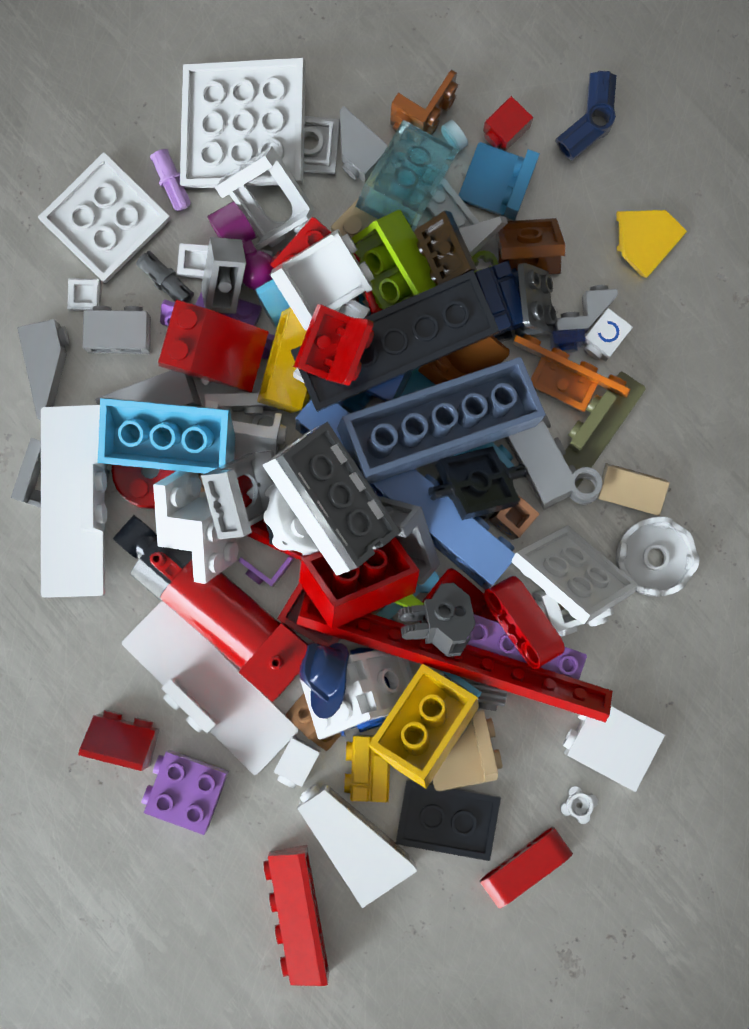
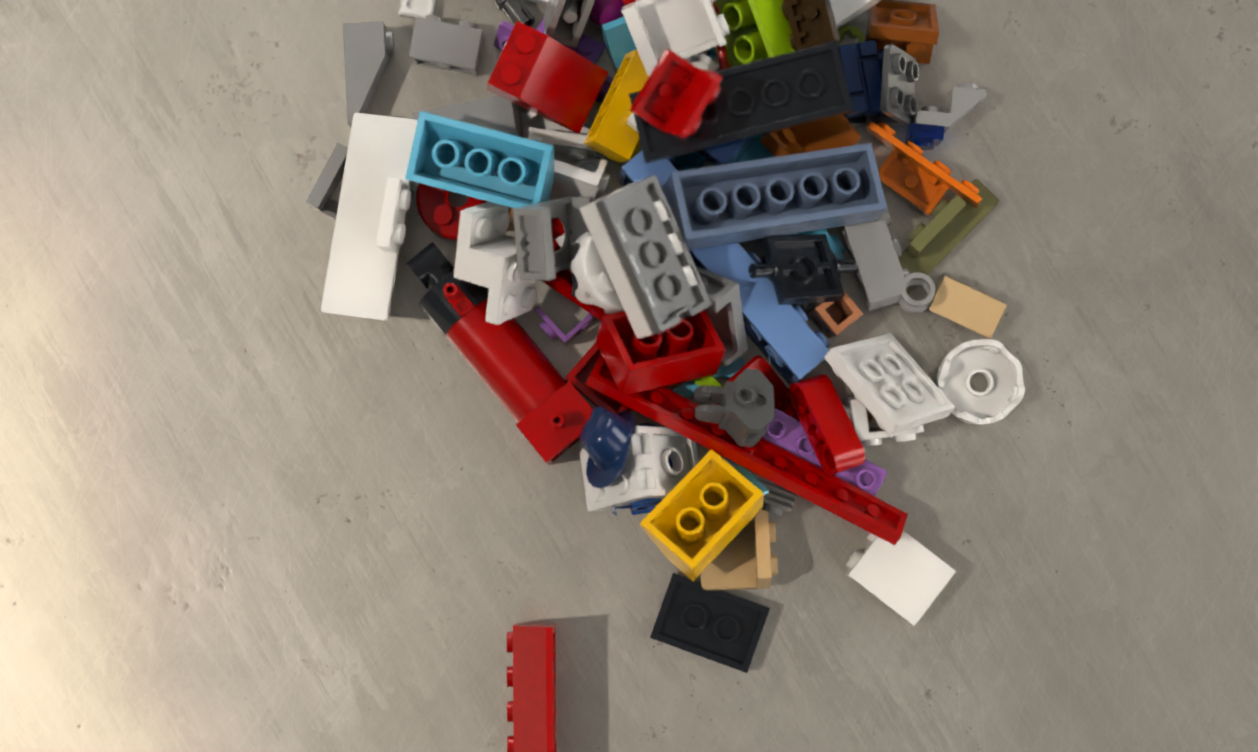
camera: 15 degrees right, 0 degrees up
(120, 740) = (378, 478): red slope -> none
(184, 791) = (436, 543): medium lavender brick -> none
(209, 688) = (481, 439): white bracket -> none
(296, 762) = (559, 534): white brick -> none
(301, 717) = (573, 487): medium nougat bracket -> none
(357, 847) = (608, 632): white slope -> none
(369, 772) = (634, 557): yellow brick -> none
(526, 867) = (784, 686): red beam -> none
(588, 803) = (861, 631): white plate -> none
(606, 335) = (966, 138): white brick -> none
(647, 238) = (1028, 41): yellow slope -> none

